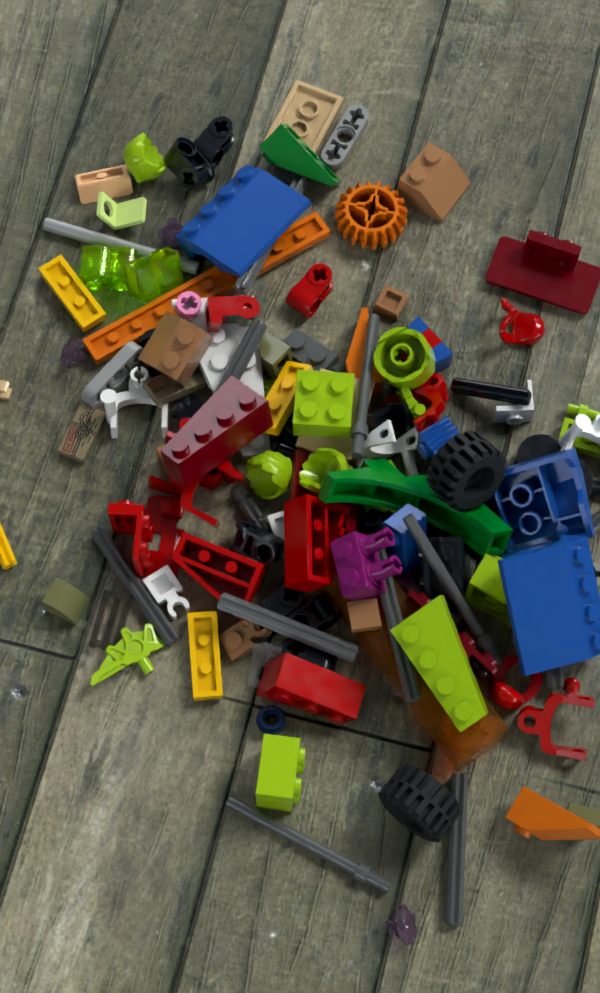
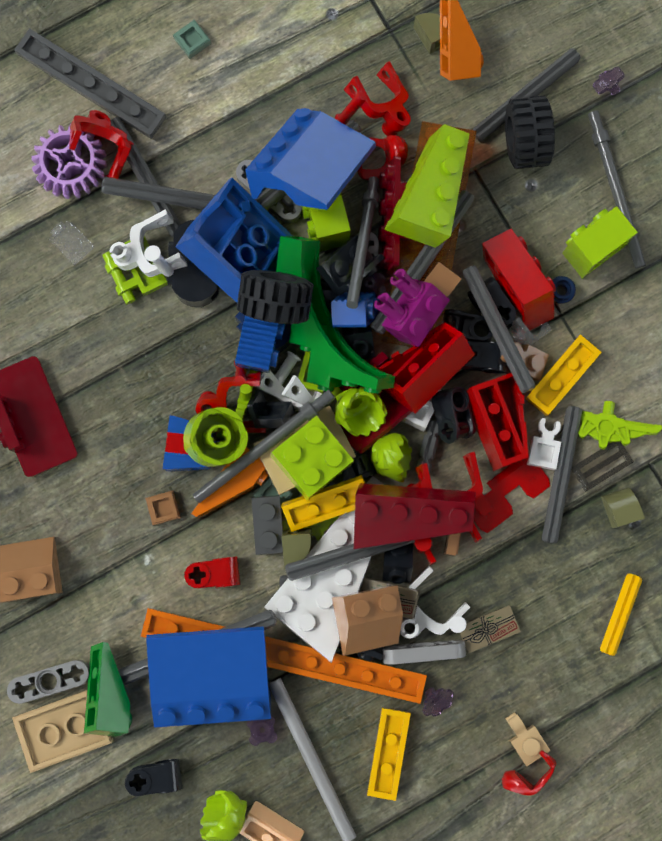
camera: 135 degrees left, 15 degrees up
(105, 266) = (341, 747): clear neon green brick -> none
(123, 213) = (284, 787): yellowish green bracket -> none
(132, 520) = (525, 518): red bracket -> none
(153, 274) = (318, 702): clear neon green brick -> none
(187, 162) = (194, 775): black piece -> none
(191, 313) = (330, 634): bright pink bush -> none
(230, 310) = (299, 604): red leg -> none
(358, 205) = (95, 581): orange gear -> none
(491, 391) = (172, 362): black axle -> none
(515, 413) = (173, 329): white bracket -> none
(526, 327) = (91, 389): red piece -> none

